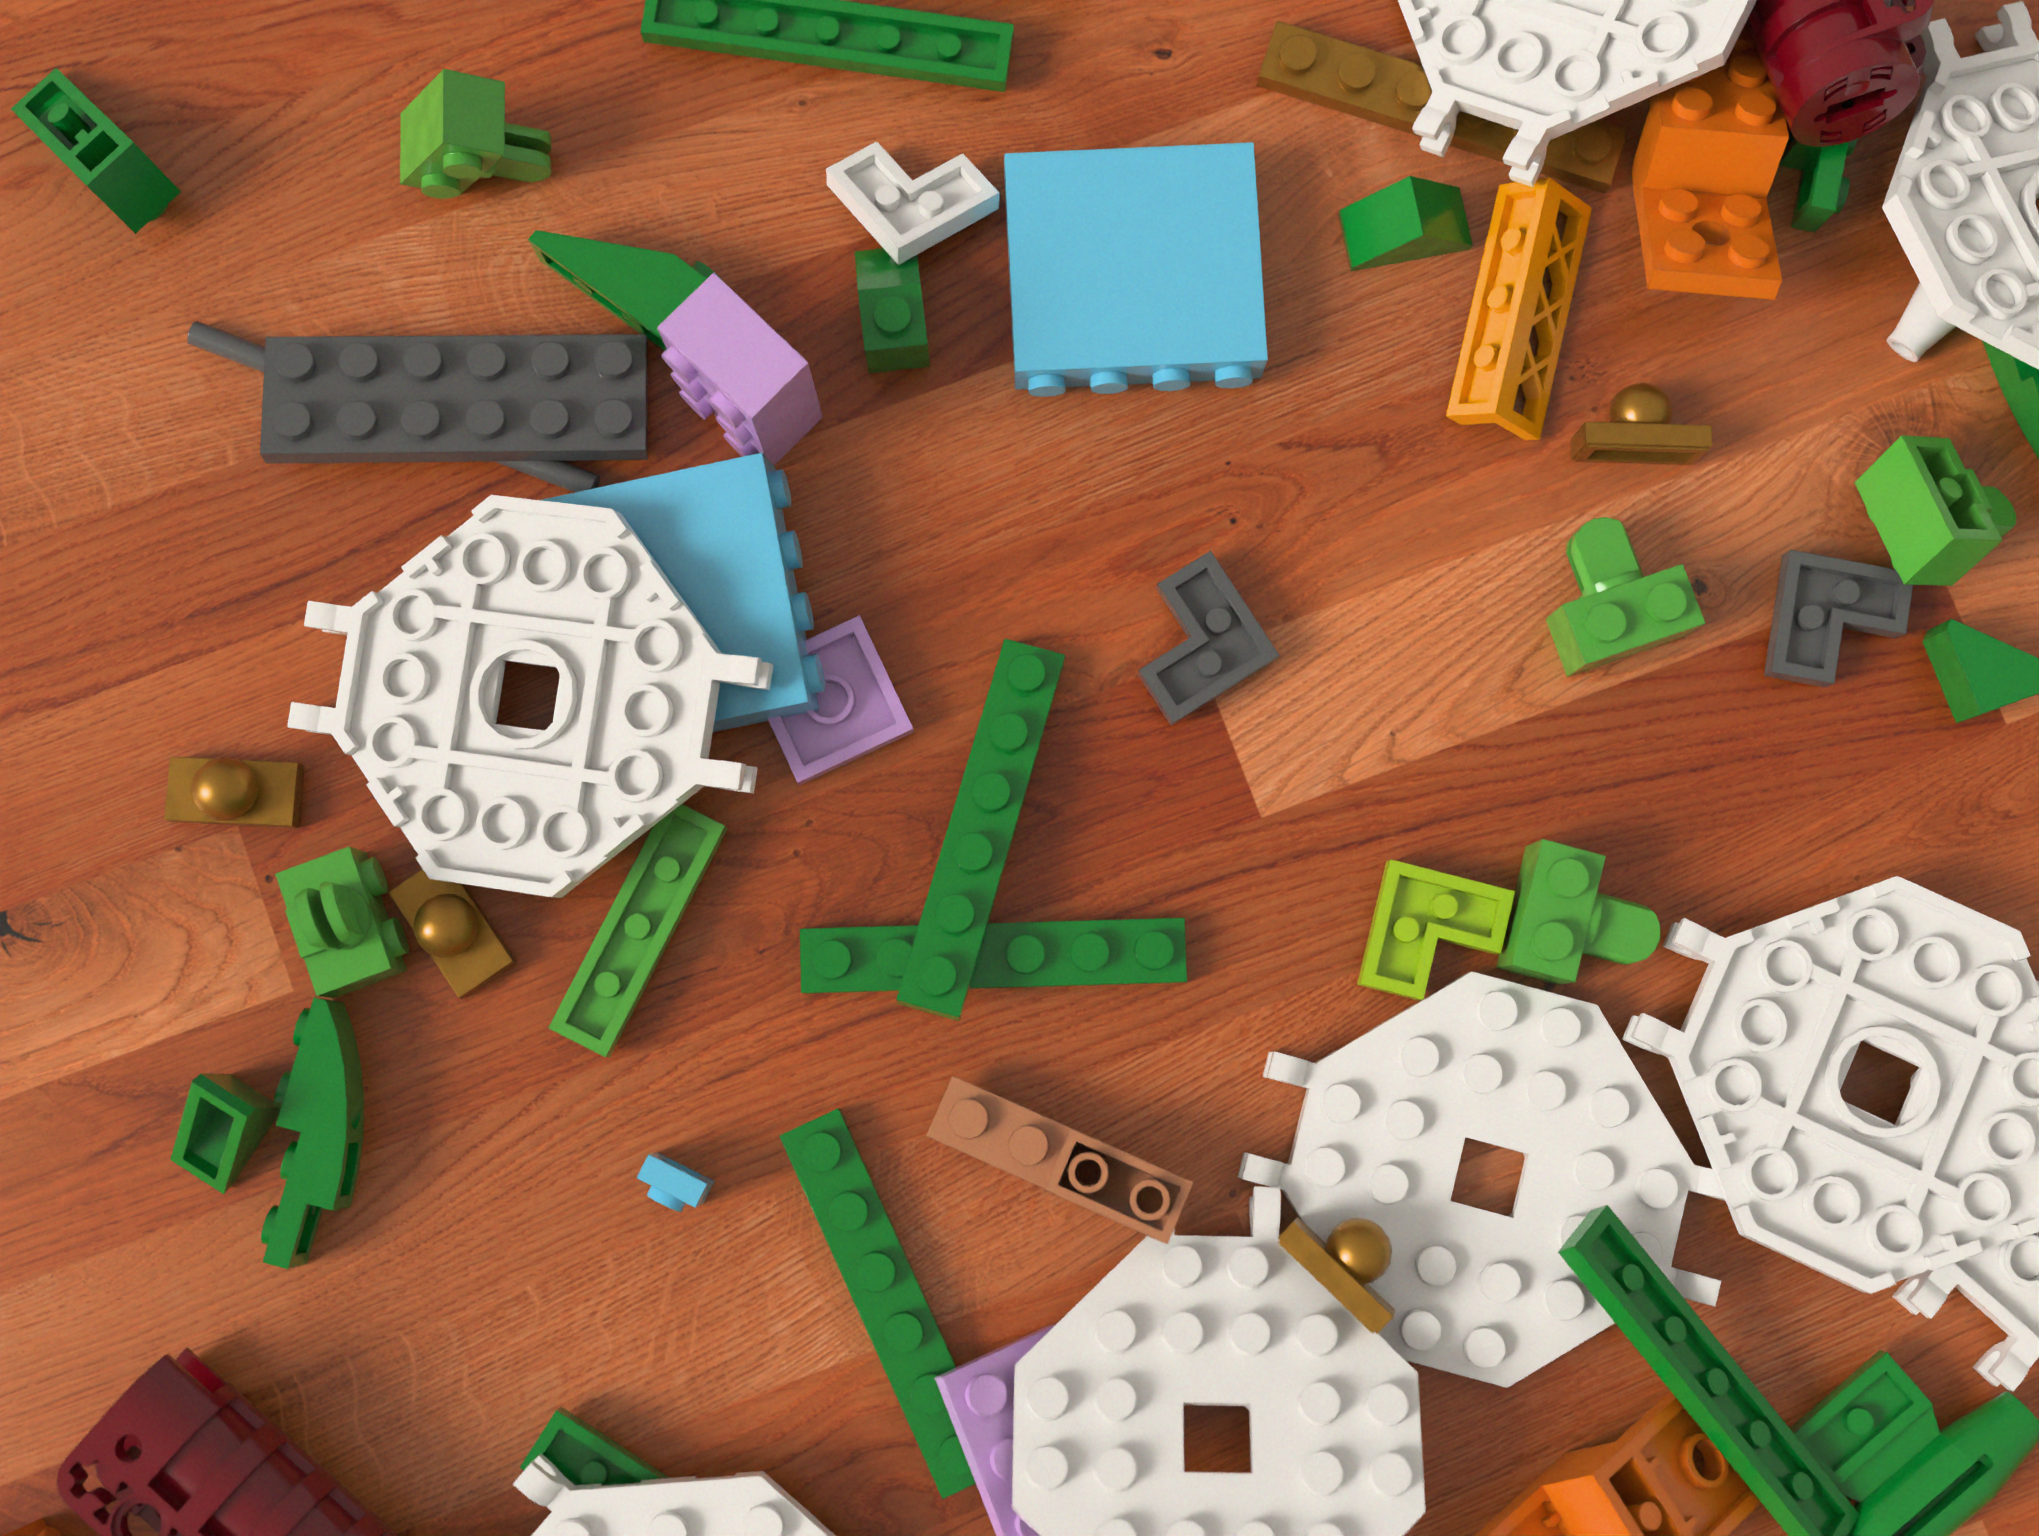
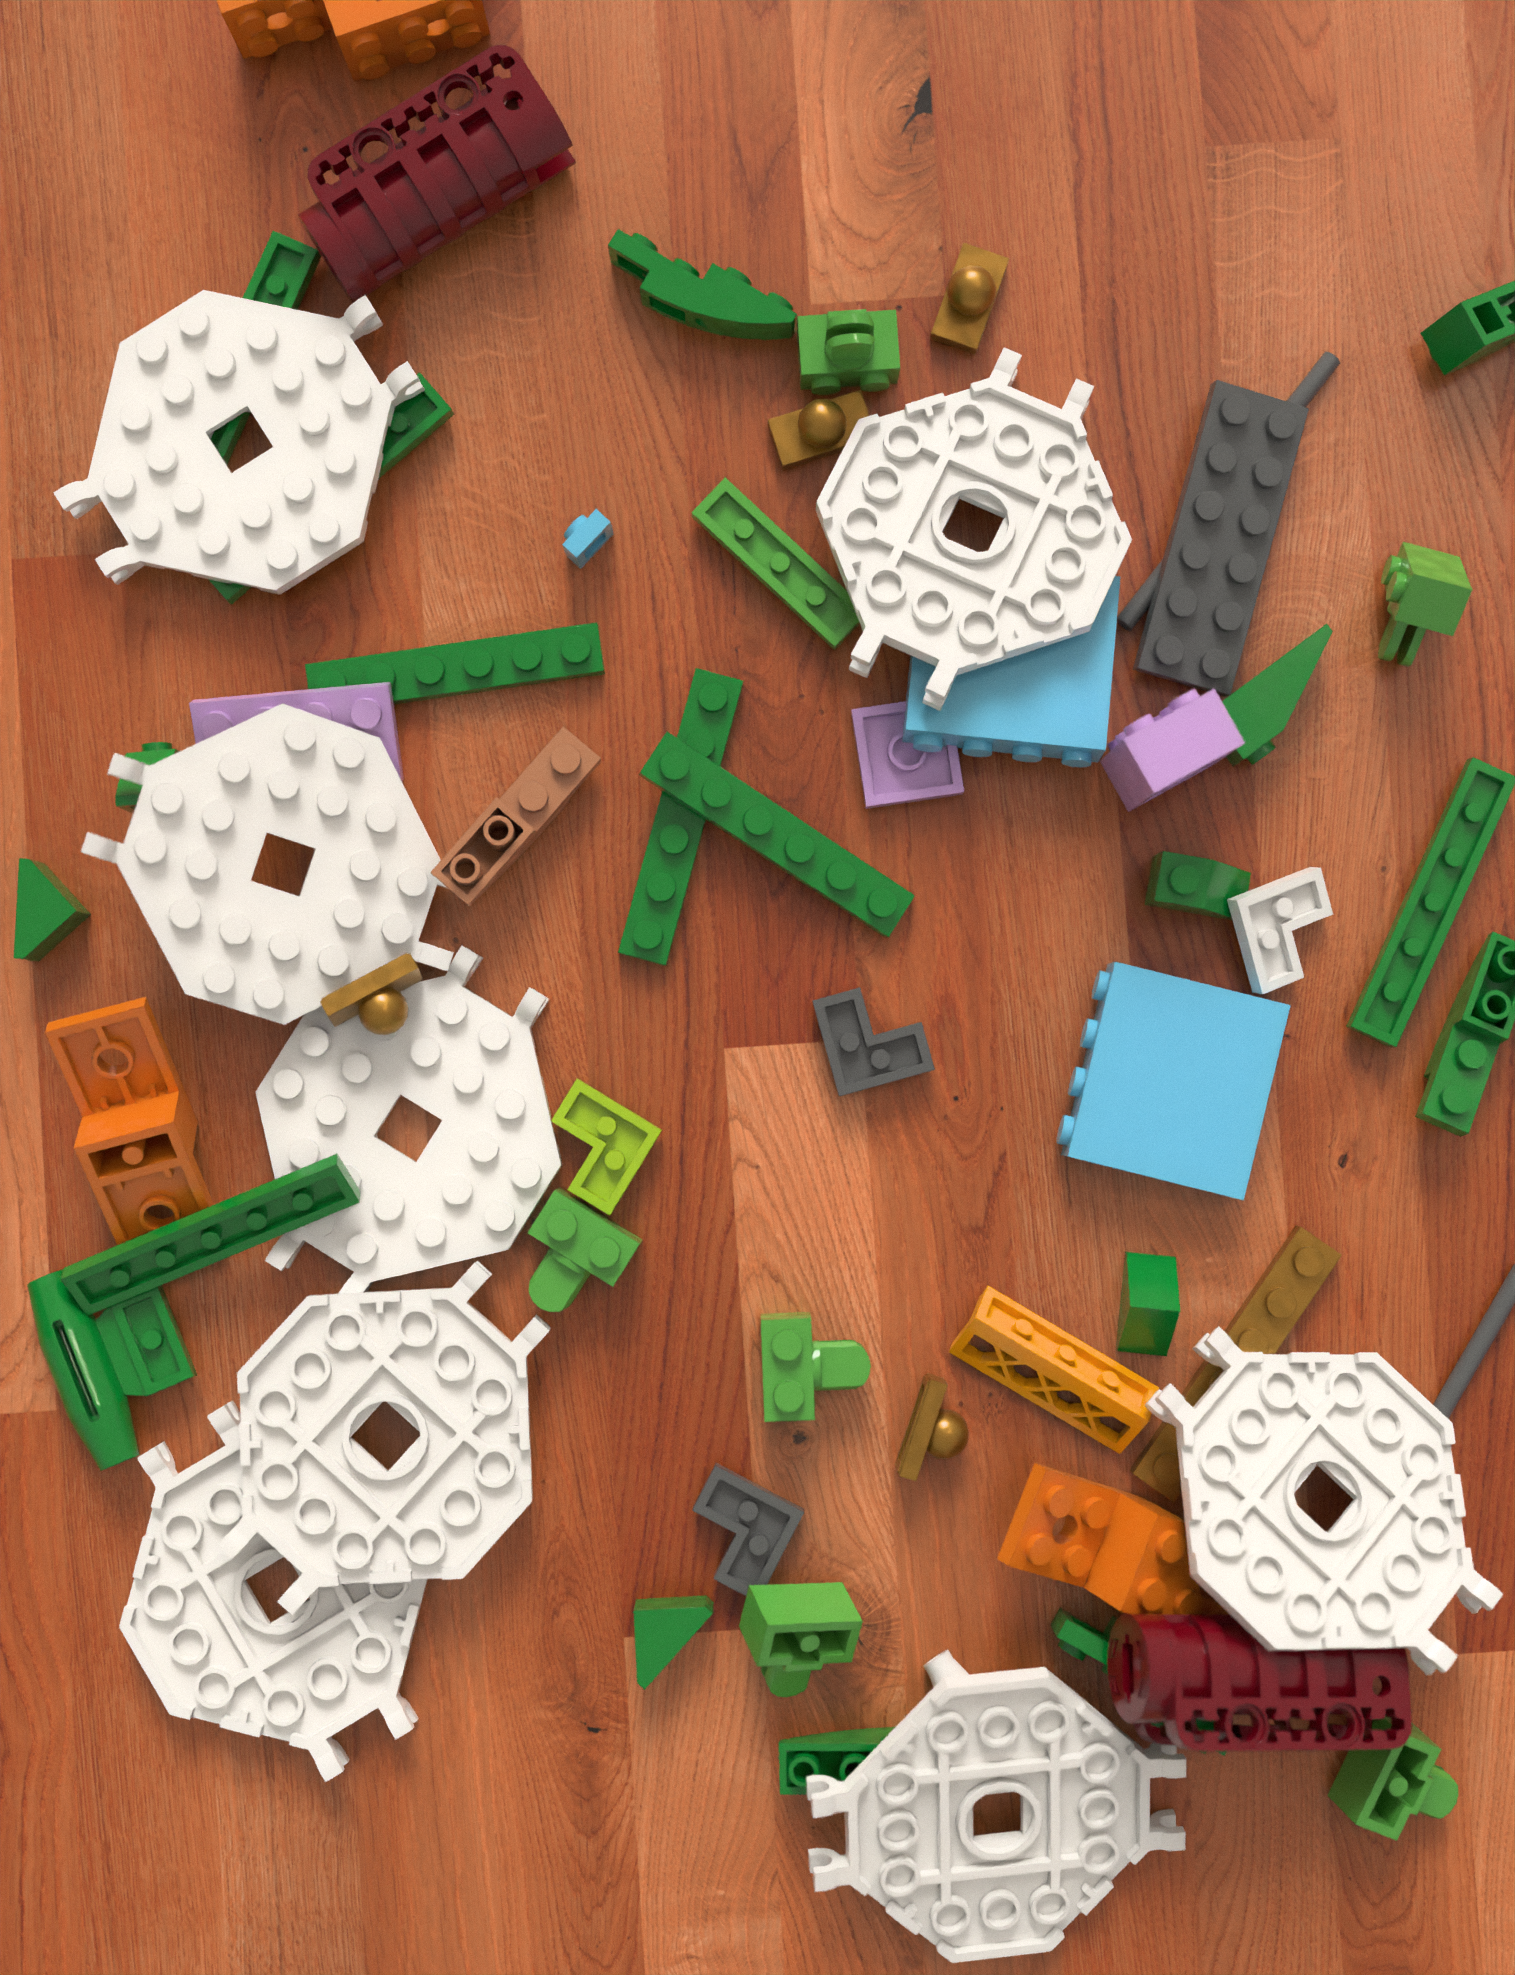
camera: 110 degrees right, 5 degrees up
(221, 1128) = (725, 227): green slope -> none

